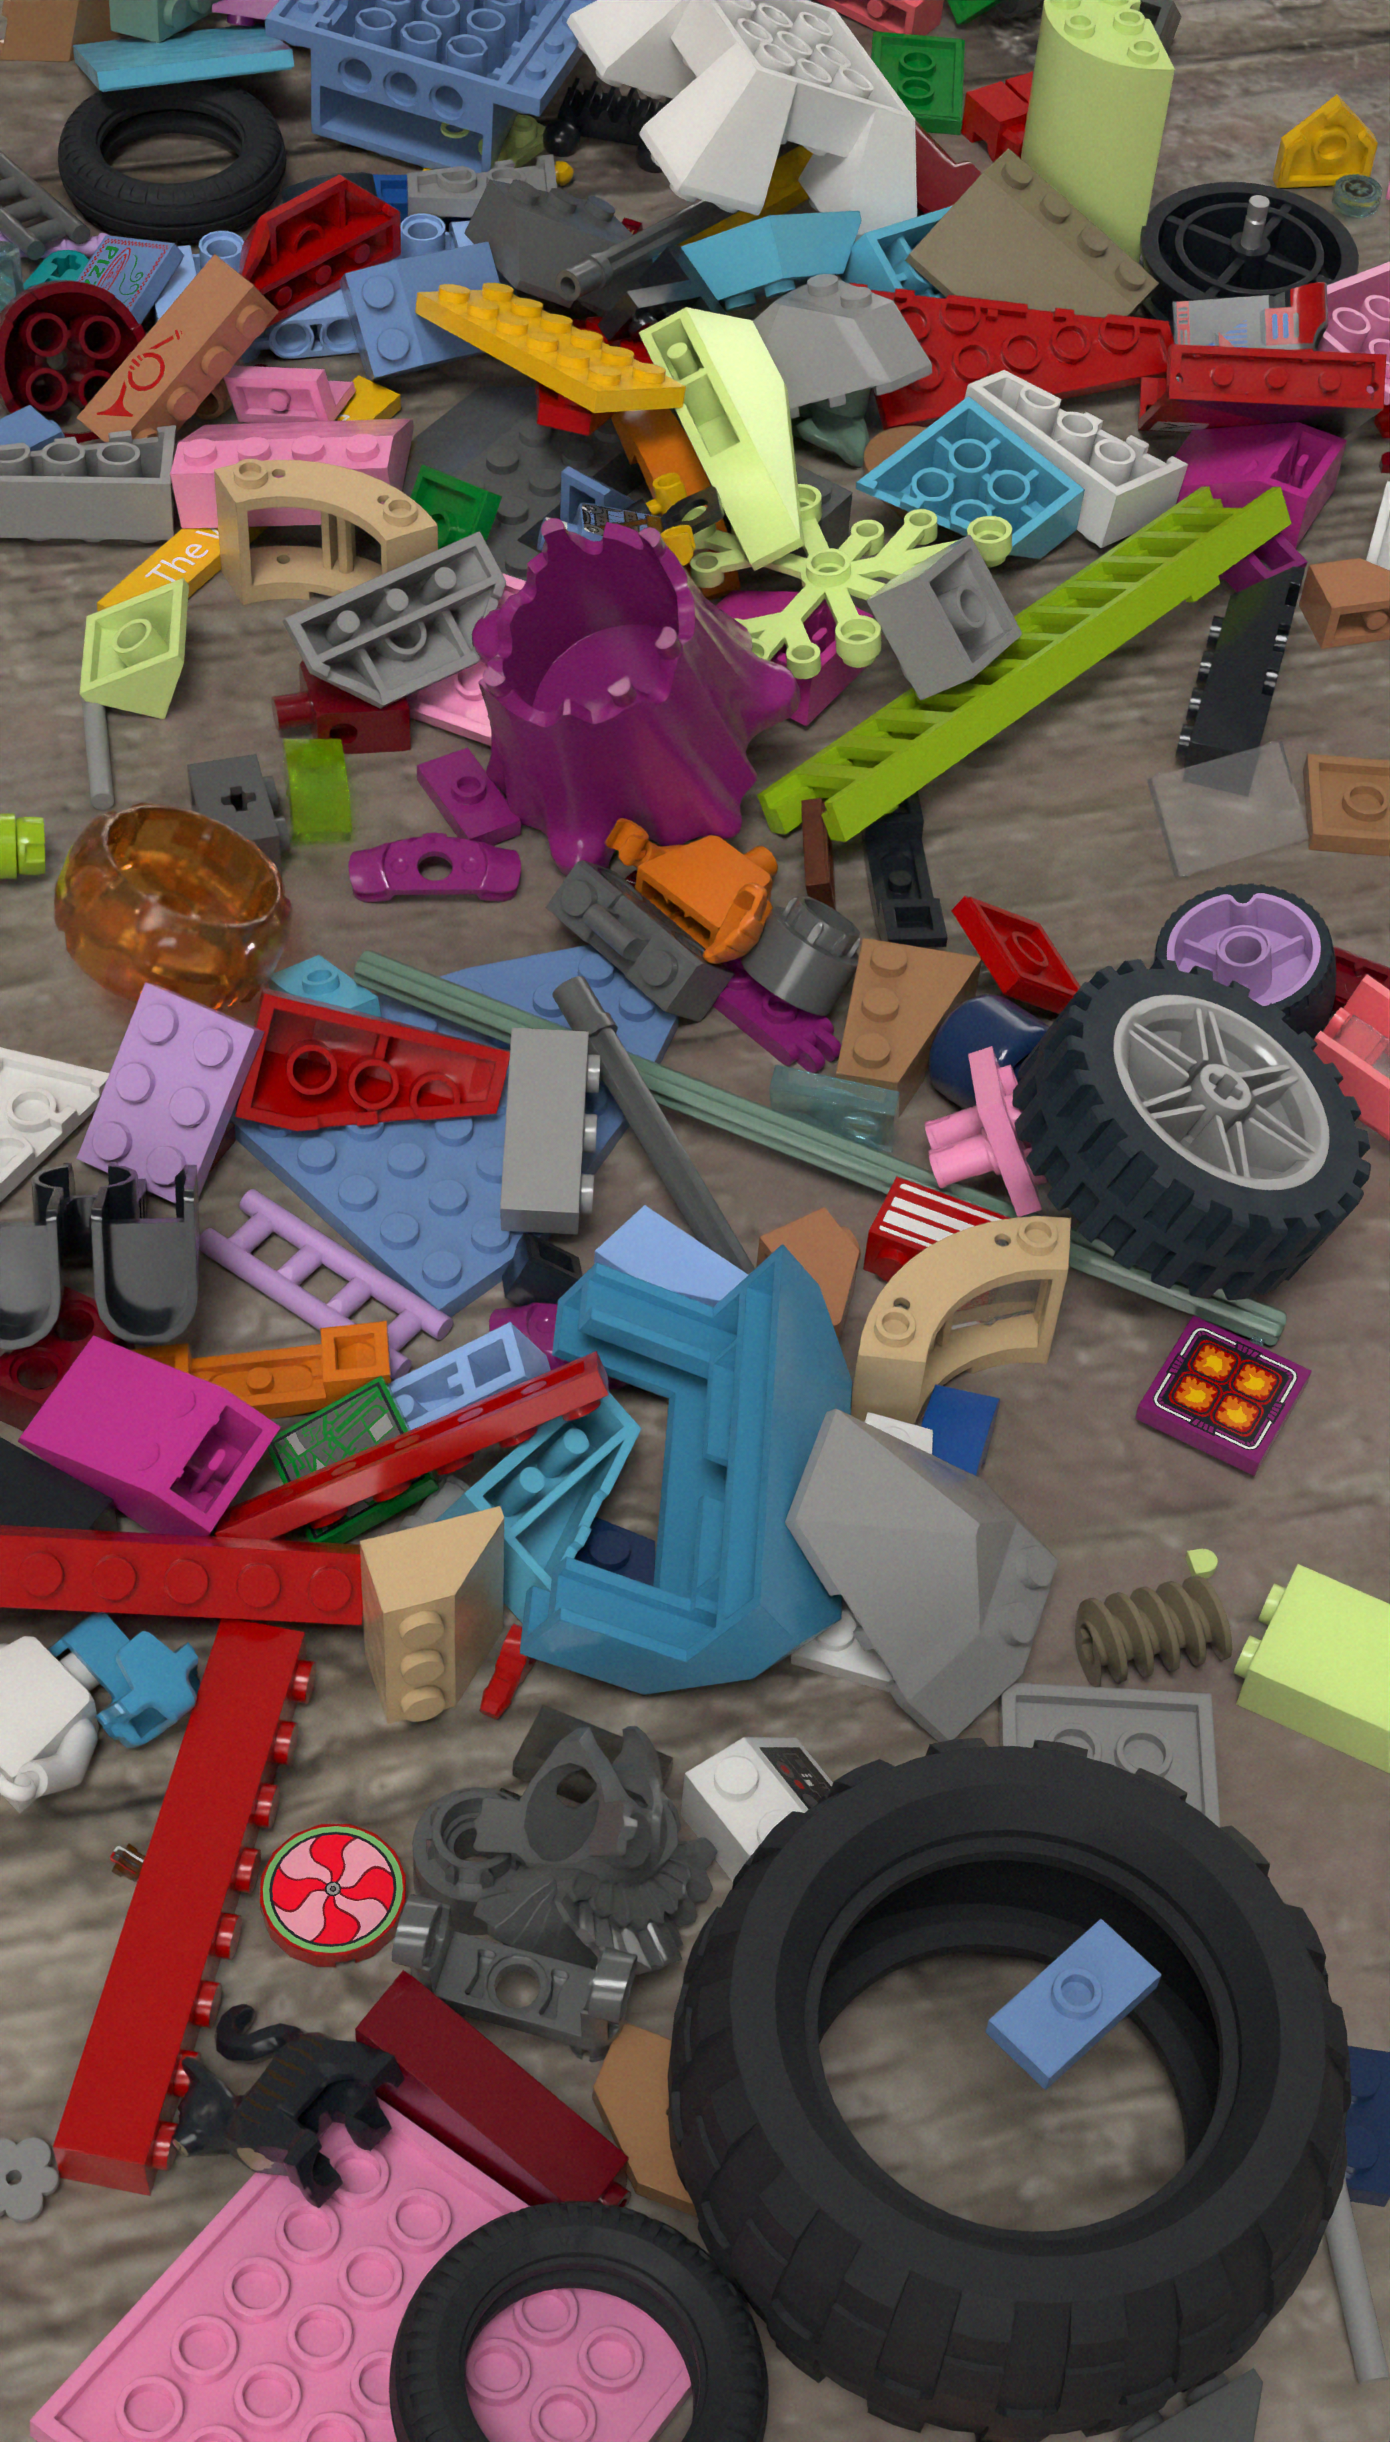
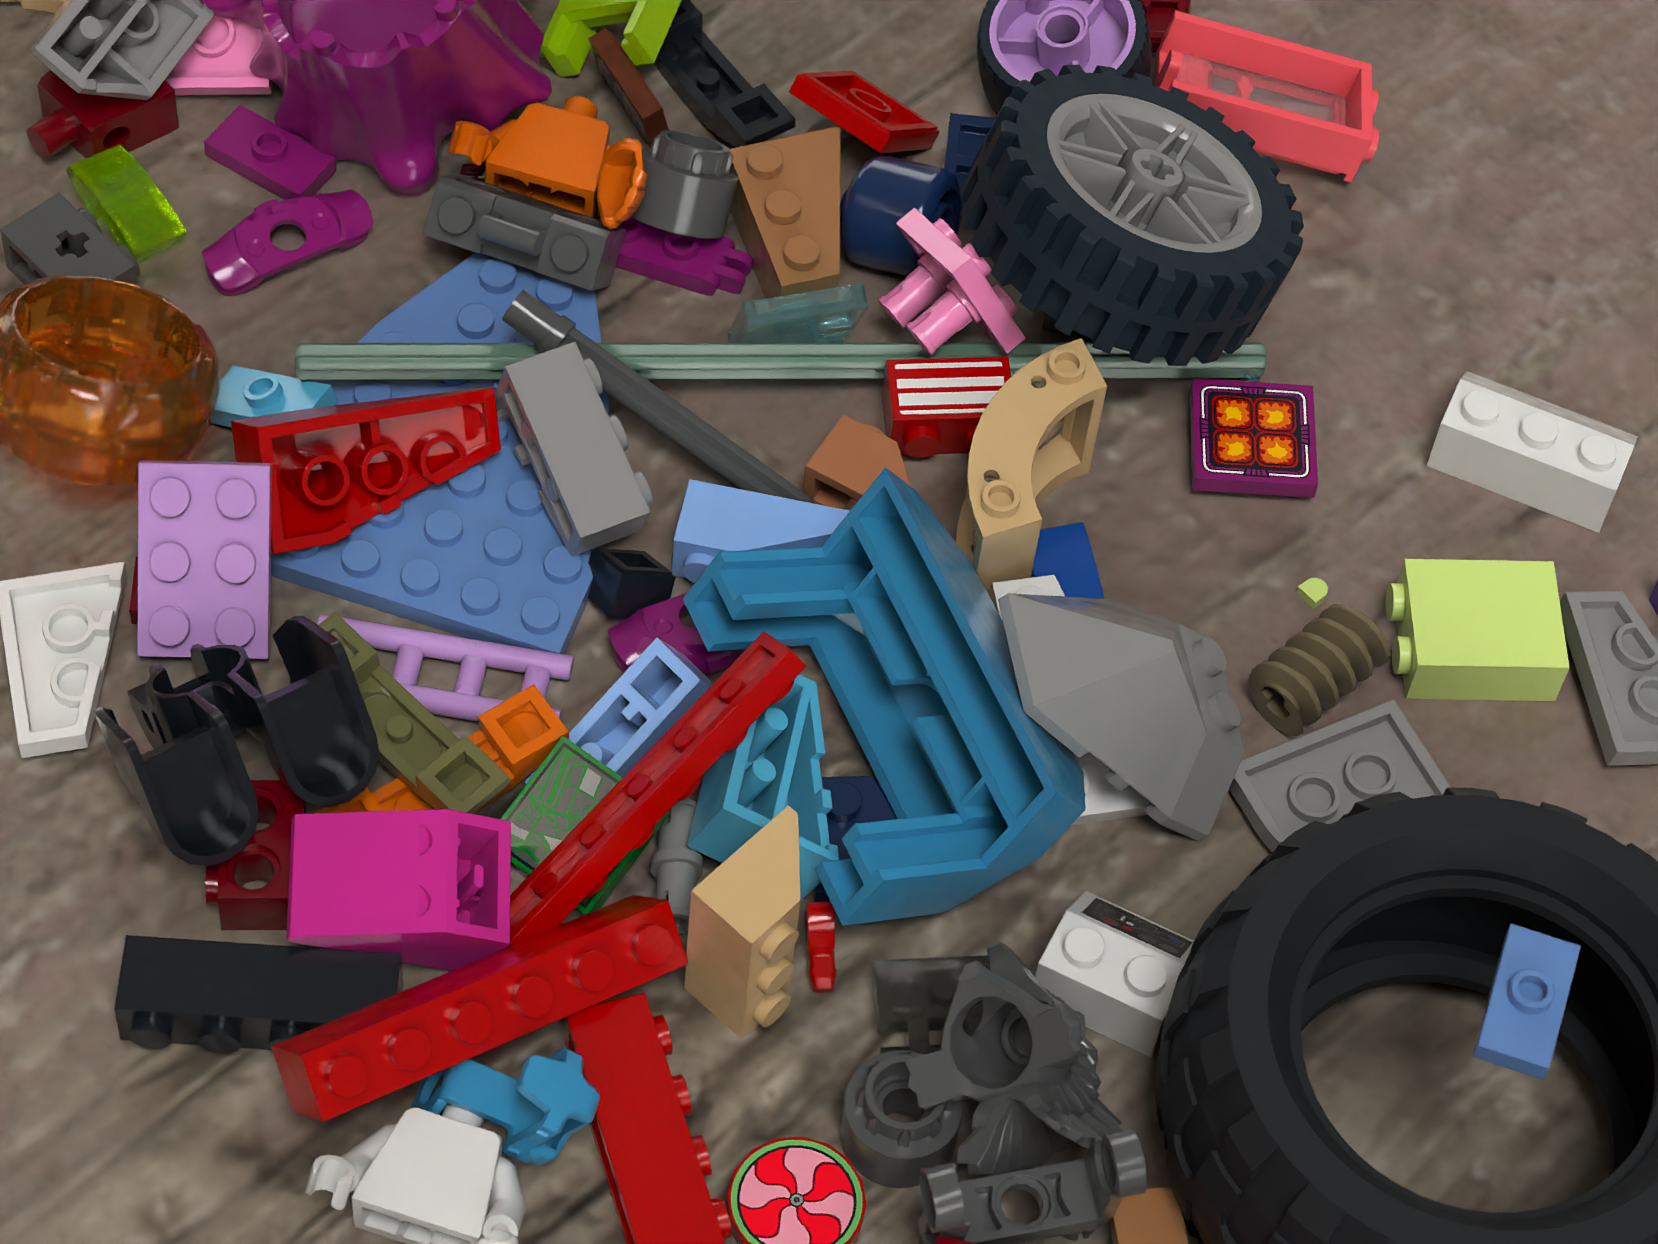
camera: 30 degrees left, 5 degrees up
(248, 1300) = (412, 740): none -> olive slope

